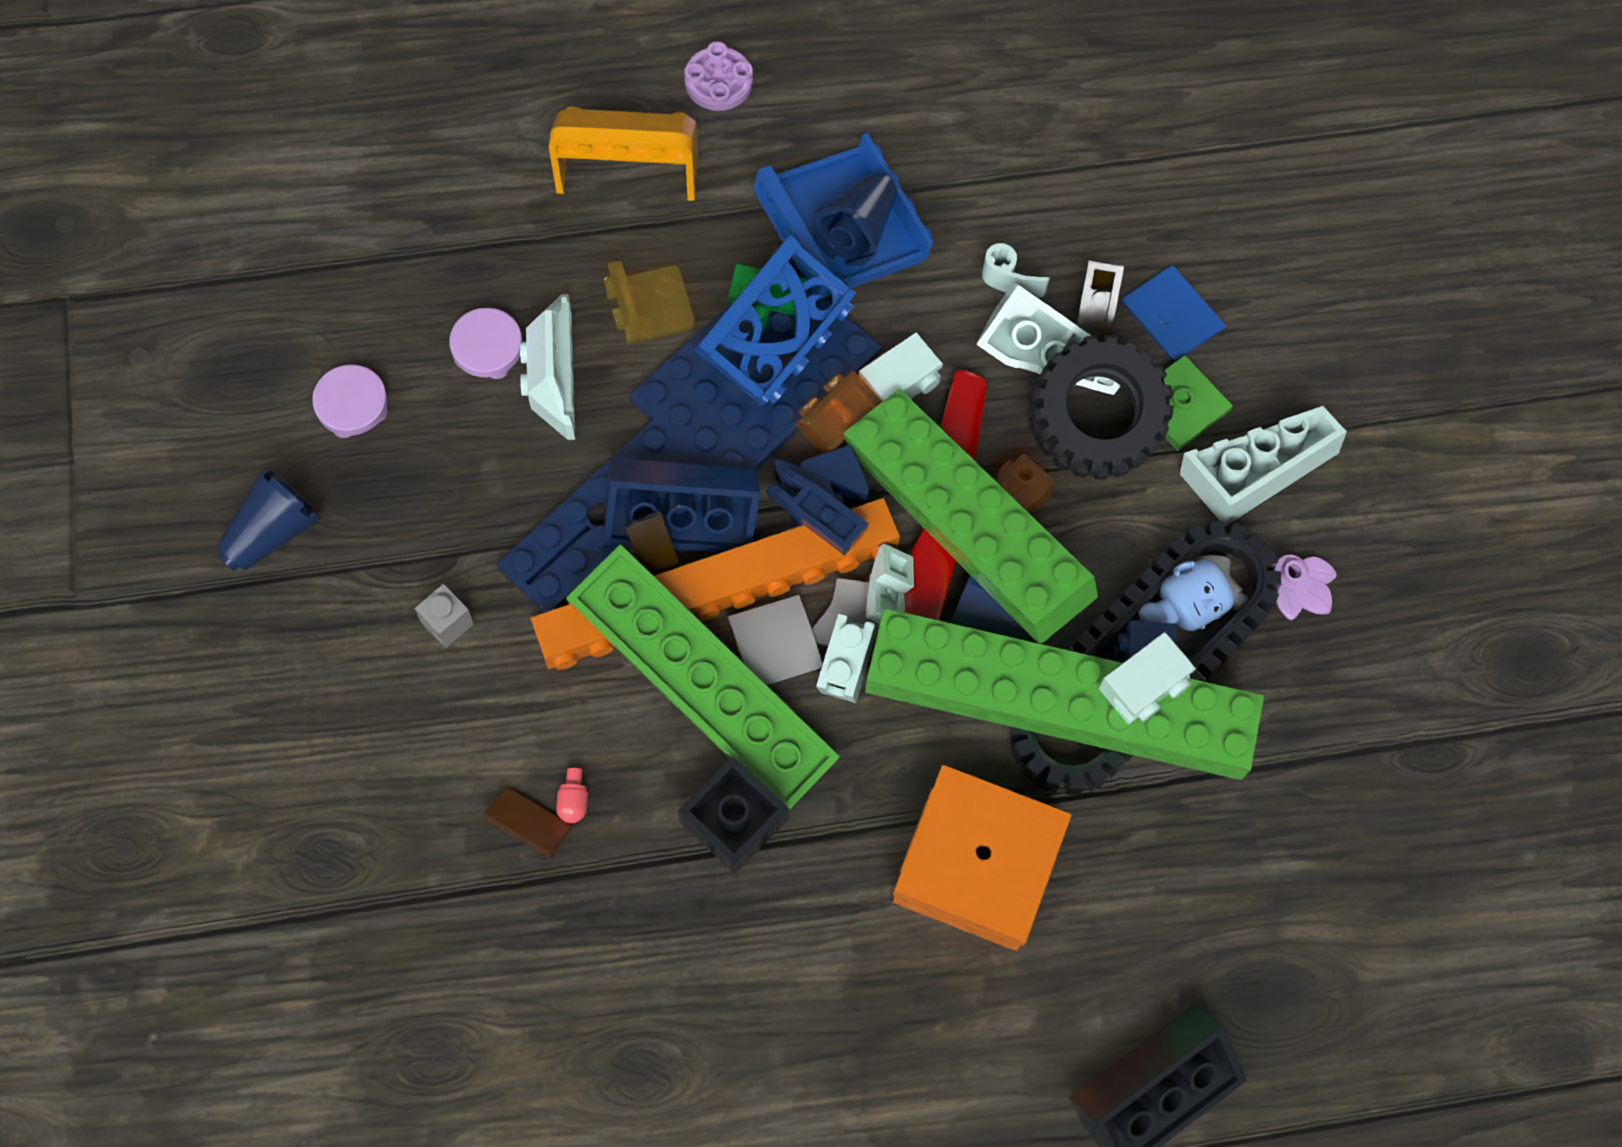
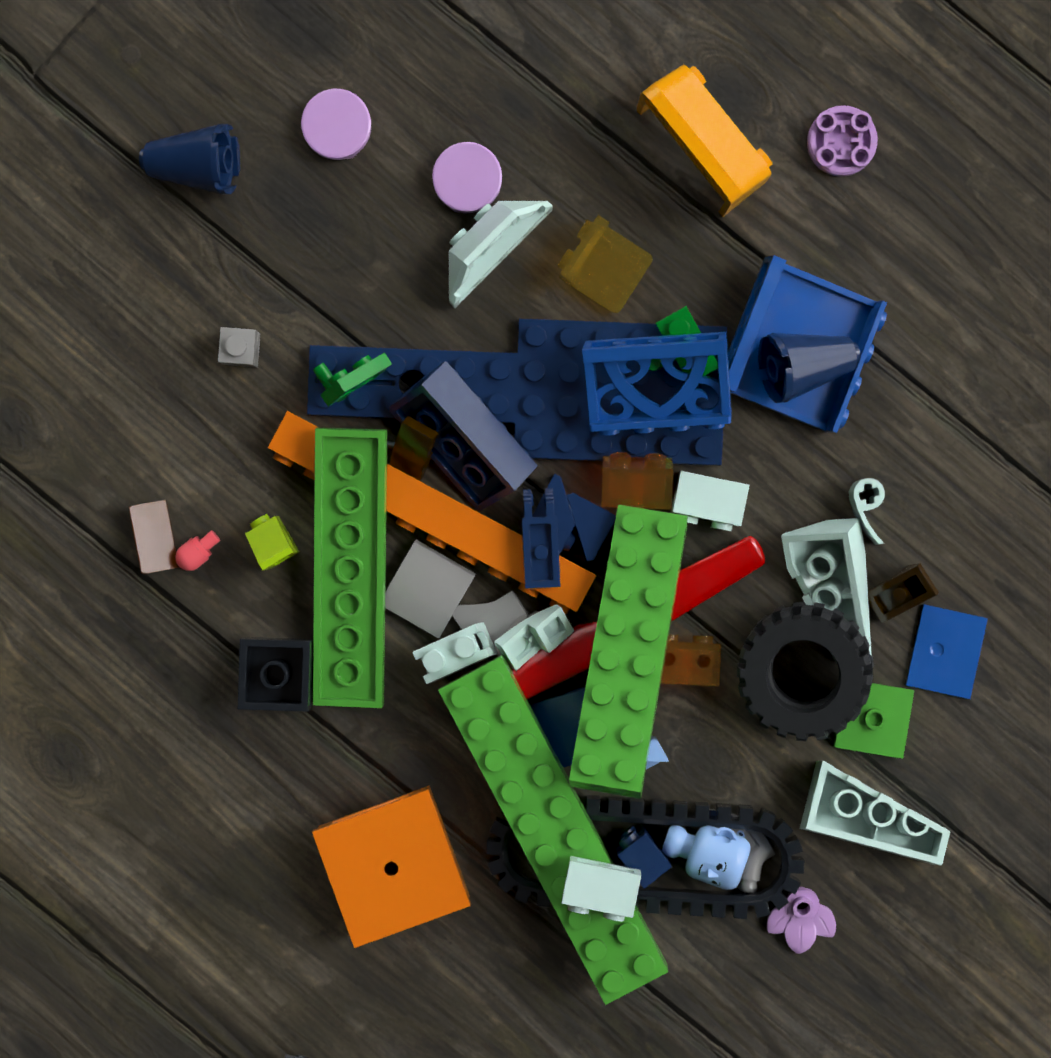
camera: 55 degrees right, 20 degrees up
(551, 544) = (345, 383): none -> green plate
(623, 724) = (270, 541): none -> lime slope

